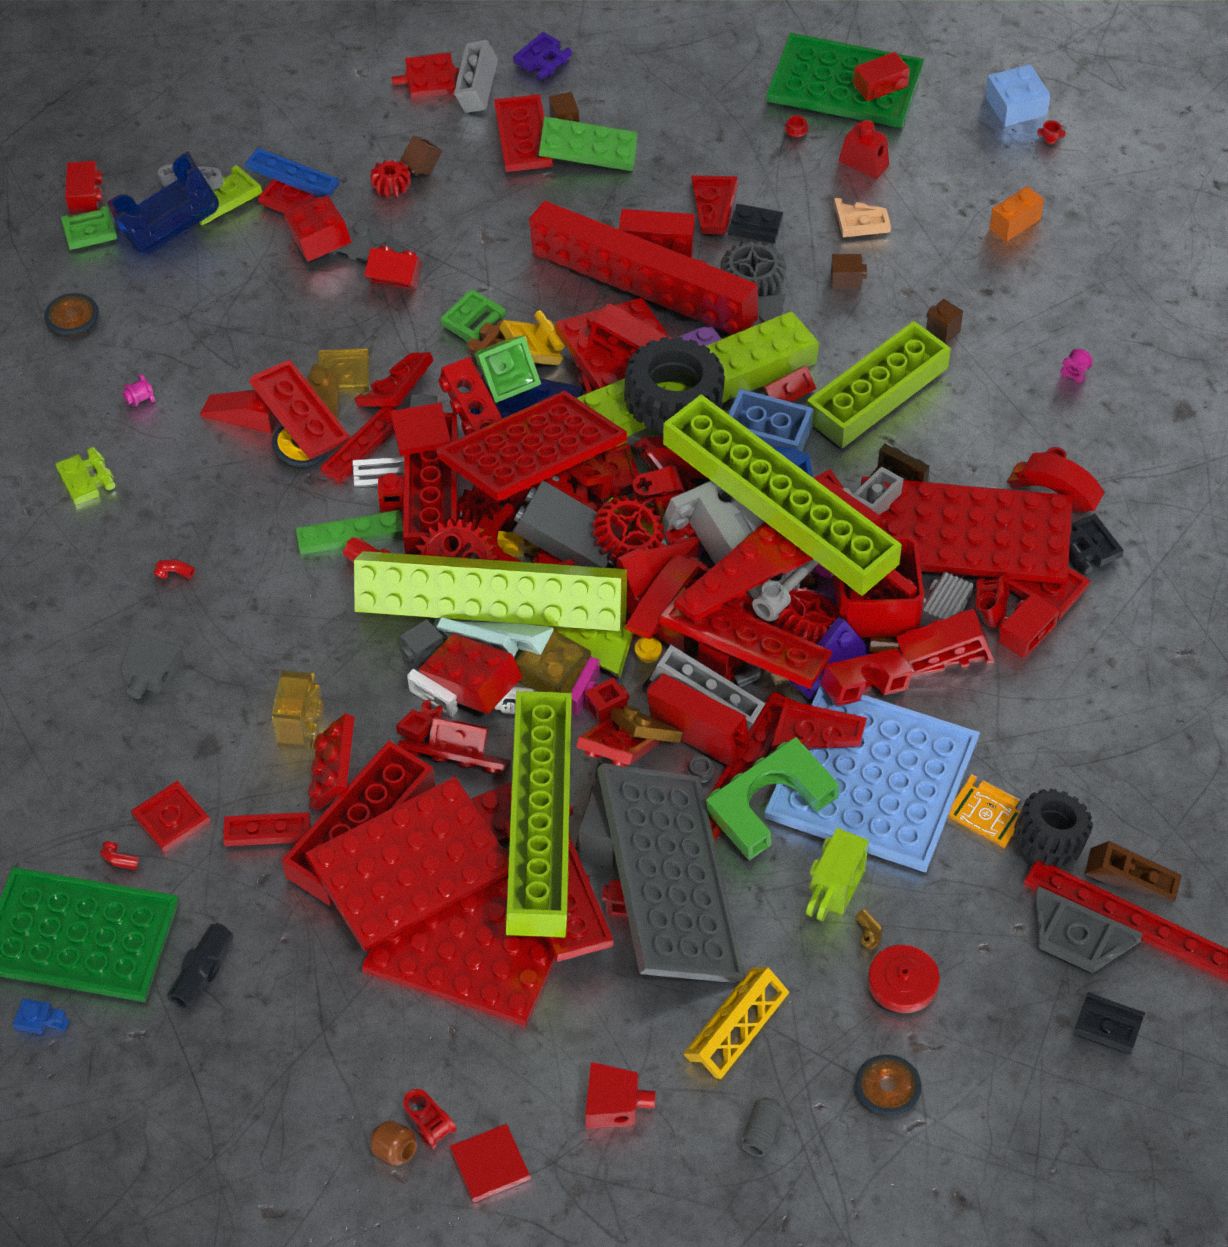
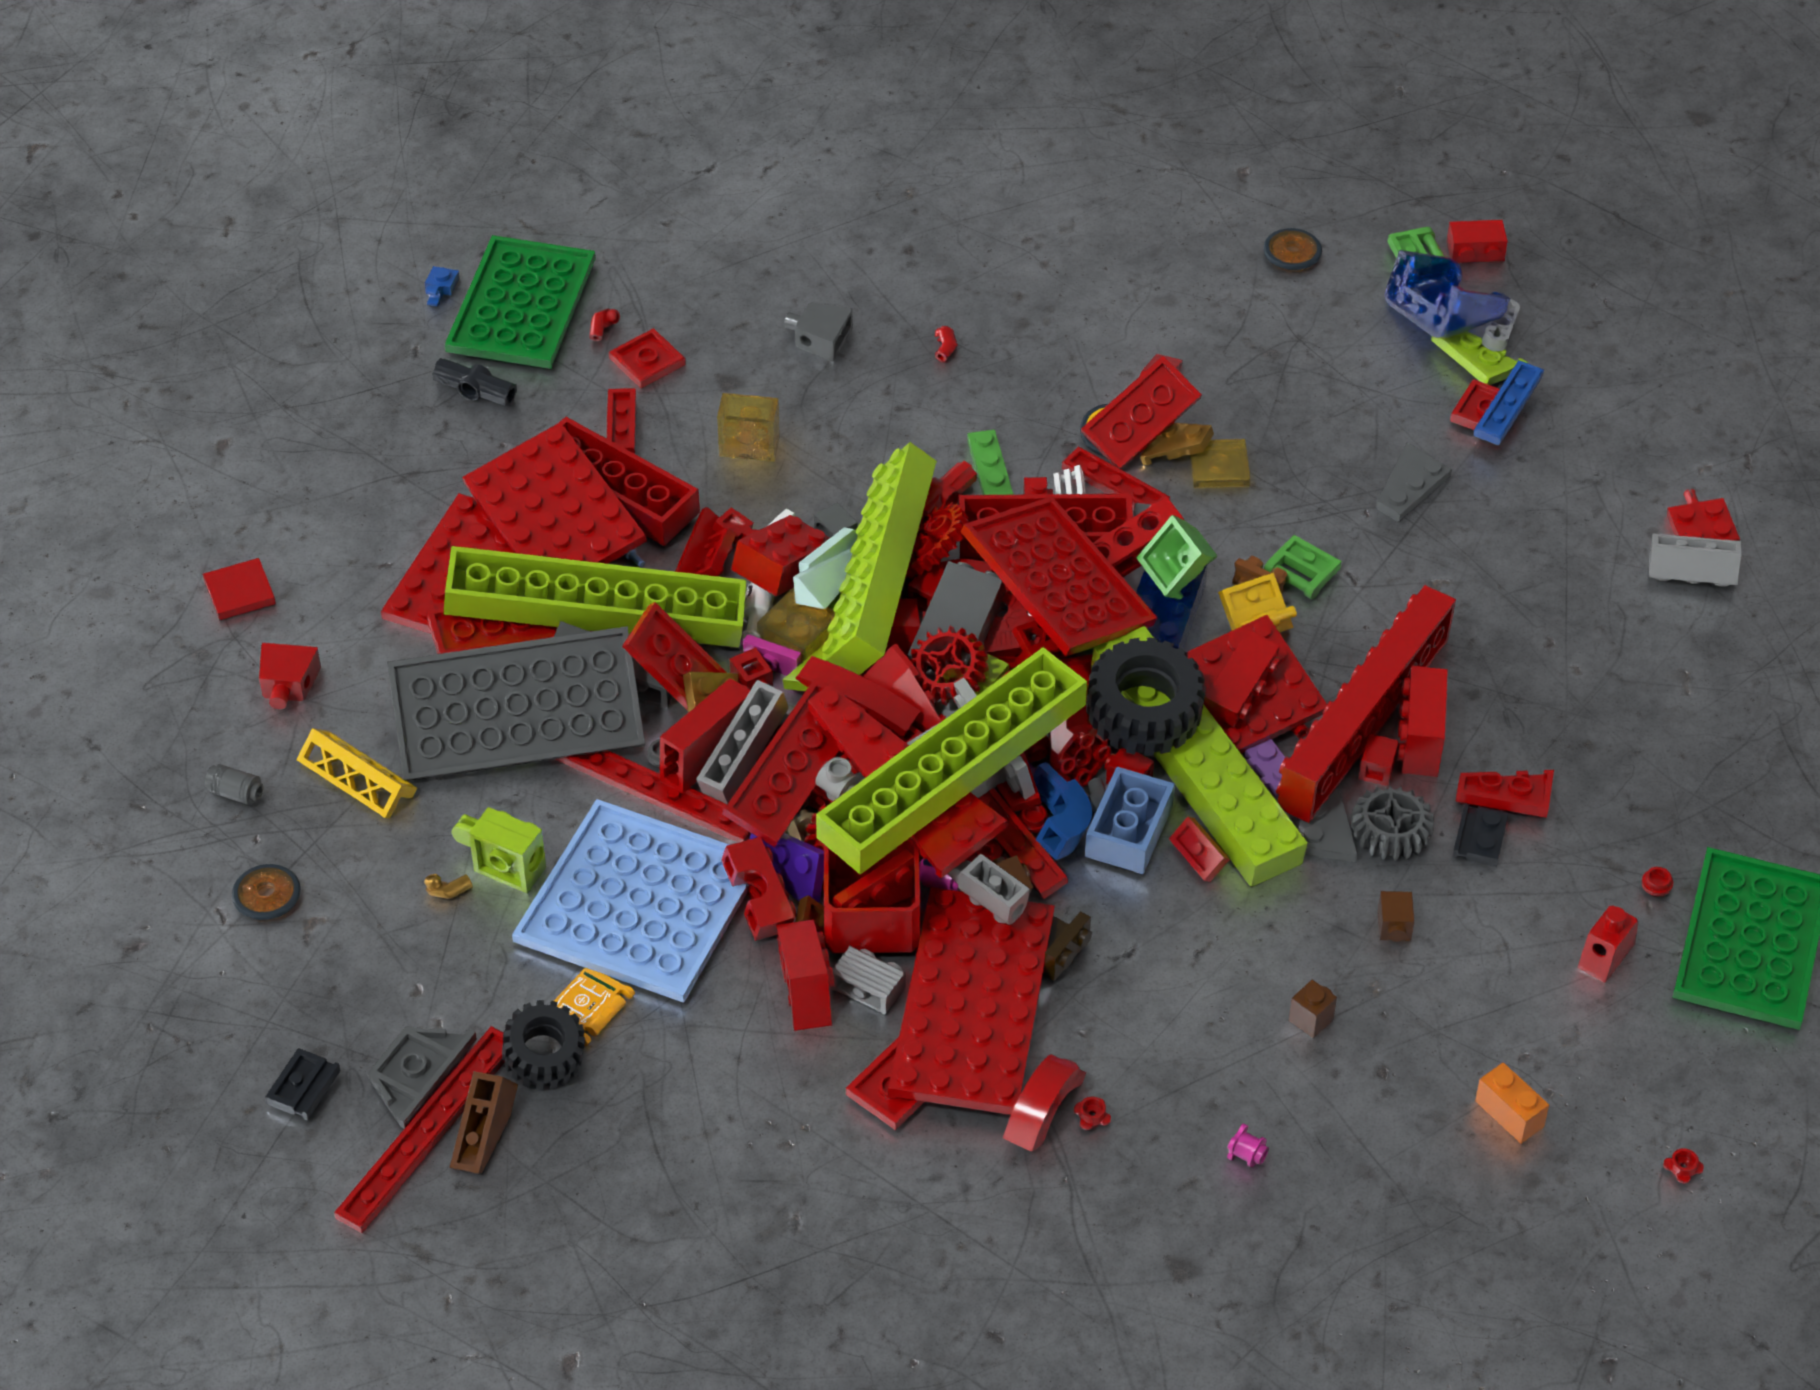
camera: 90 degrees right, 5 degrees down
(78, 480) = (1068, 273): lime plate -> none
(138, 391) = (1181, 303): dark pink brick -> none
(317, 228) = (1421, 424): red brick -> none
(331, 762) = (684, 454): red plate -> none
(390, 178) = (1516, 490): red gear -> none
(393, 268) = (1365, 491): red brick -> none
(393, 1143) = (266, 516): dark orange head -> none
(398, 384) = (1198, 505): red wing -> none
(420, 428) = (1103, 501): red tile -> none
(421, 155) = (1551, 512): reddish brown brick -> none
(431, 1121) = (290, 539): red piece -> none
(520, 132) = (1610, 610): red plate -> none
(538, 51) = (1756, 623): dark purple plate -> none
(564, 107) = (1649, 647): reddish brown brick -> none
(588, 143) = (1595, 669): bright green plate -> none
(789, 766) = (601, 766): bright green arch -> none
(818, 727) = (692, 839): red wing -> none
(861, 219) = (1493, 938): light nougat wing -> none
(878, 383) = (1201, 930): lime brick -> none
(881, 76) = (1744, 960): red brick -> none
(903, 978) = (381, 907): red wheel -> none
(992, 599) = (867, 1021): red piece -> none
(1017, 95) = (1743, 1124): light blue brick -> none
(1027, 625) = (831, 1055): red brick -> none
(1097, 541) = (960, 1141): black plate -> none

